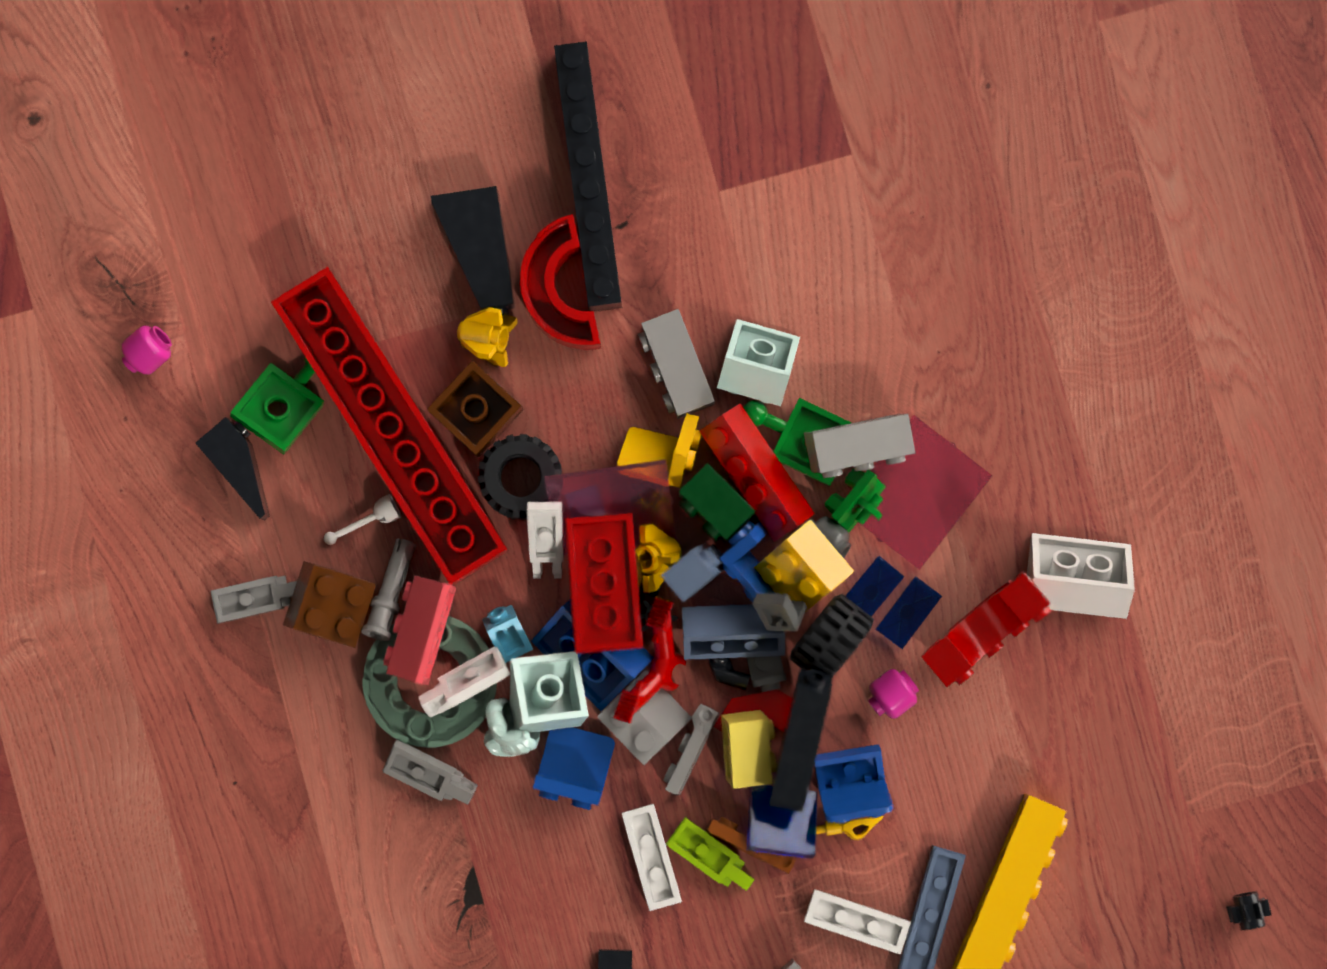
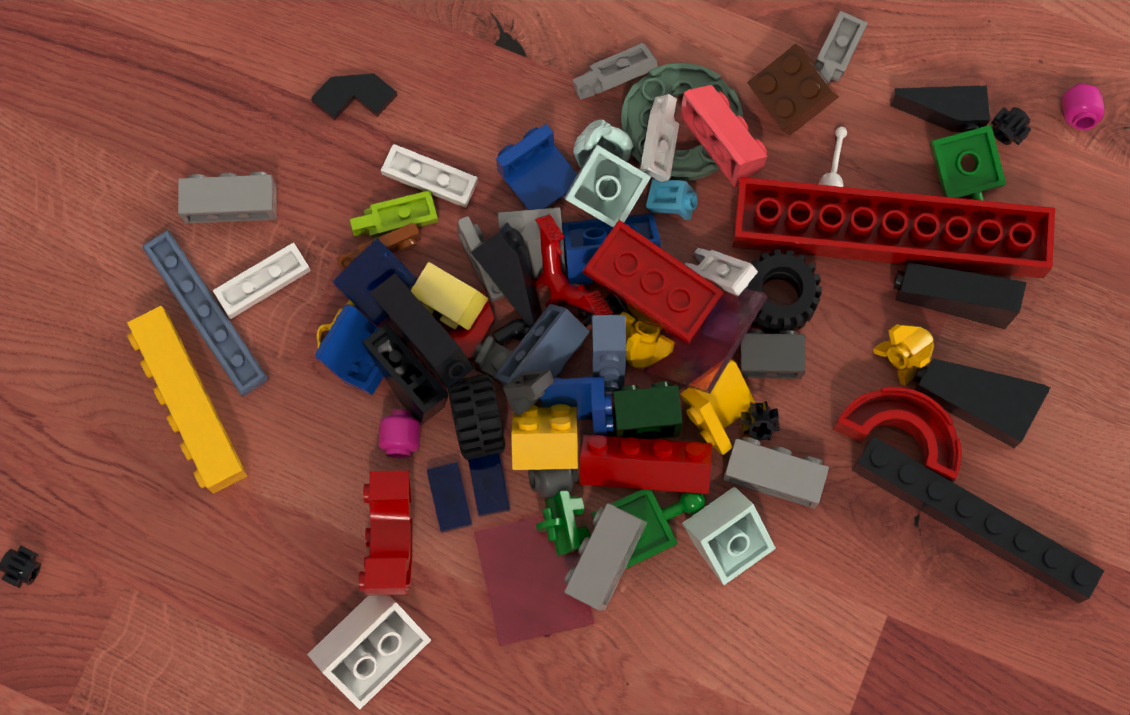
camera: 130 degrees right, 10 degrees down
(213, 397) = (1011, 126): none -> black gear
(386, 603) = (761, 128): light grey pin -> none
(404, 329) = (961, 293): none -> black slope
(475, 409) = (858, 297): reddish brown brick -> none
(578, 441) = (772, 355): none -> dark grey brick
(644, 409) = (760, 421): none -> black gear
(683, 718) = (509, 266): none -> black slope
(842, 729) = (406, 374): none -> black slope

